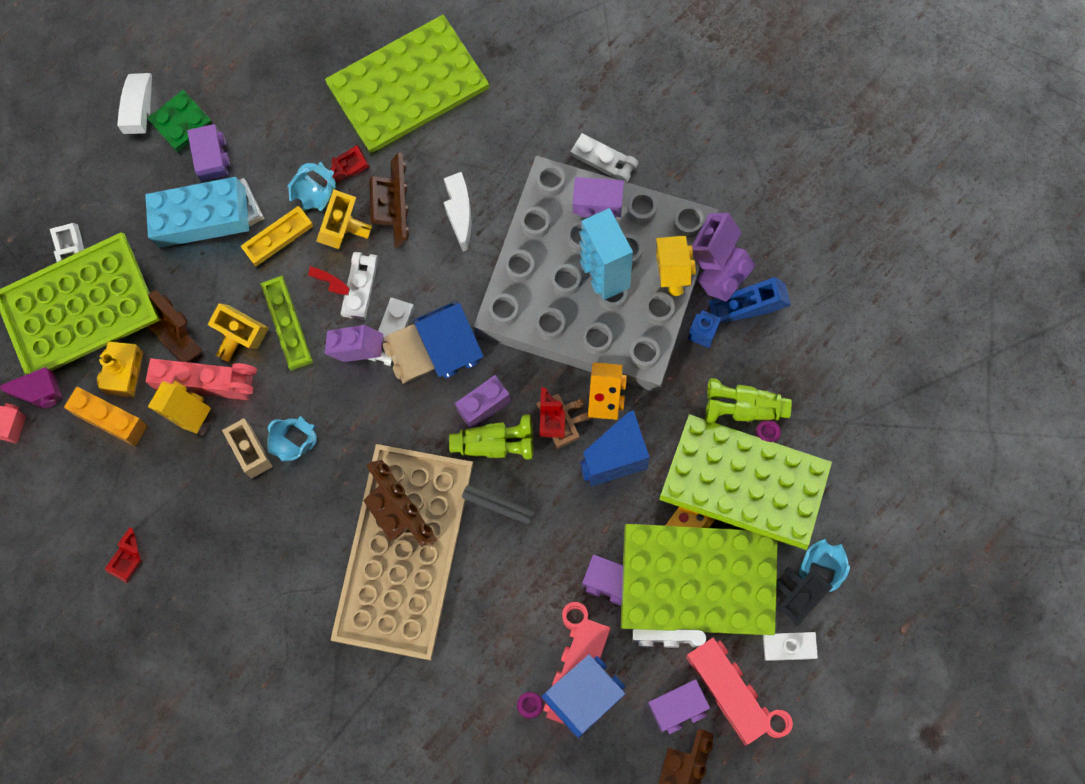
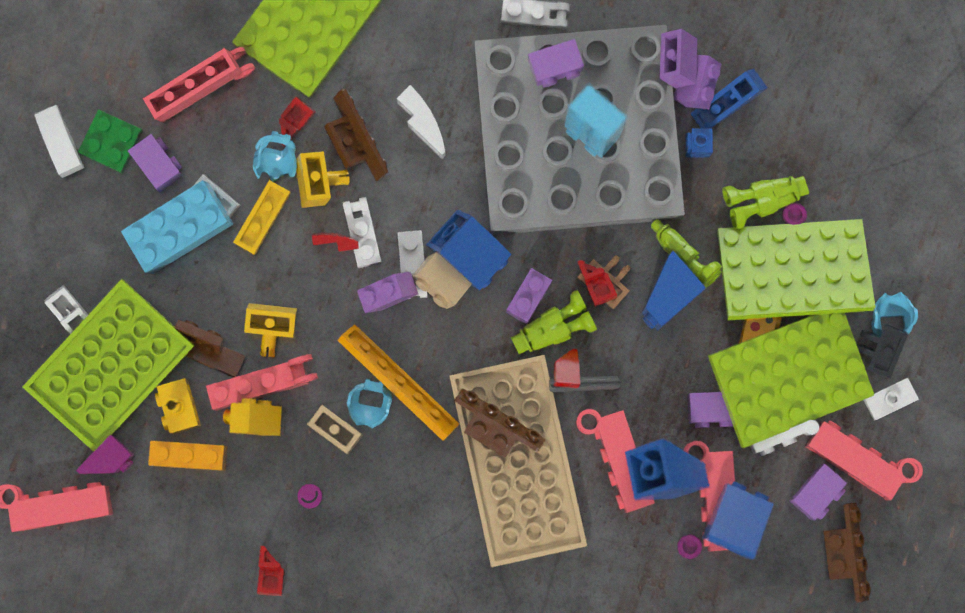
camera: 30 degrees left, 10 degrees up
(197, 501) = (310, 496): none -> magenta tile
(275, 98) = (197, 83): none -> coral hinge
(286, 323) = (310, 296): lime tile -> none
(327, 431) = (398, 382): none -> light orange plate
(486, 483) = (567, 370): none -> slope
(502, 590) = (616, 440): none -> coral hinge
(533, 617) = (664, 471): none -> blue slope
(605, 391) = (637, 240): light orange brick -> none
(661, 449) = (673, 241): none -> lime piece
(674, 263) = (654, 98): yellow brick -> none

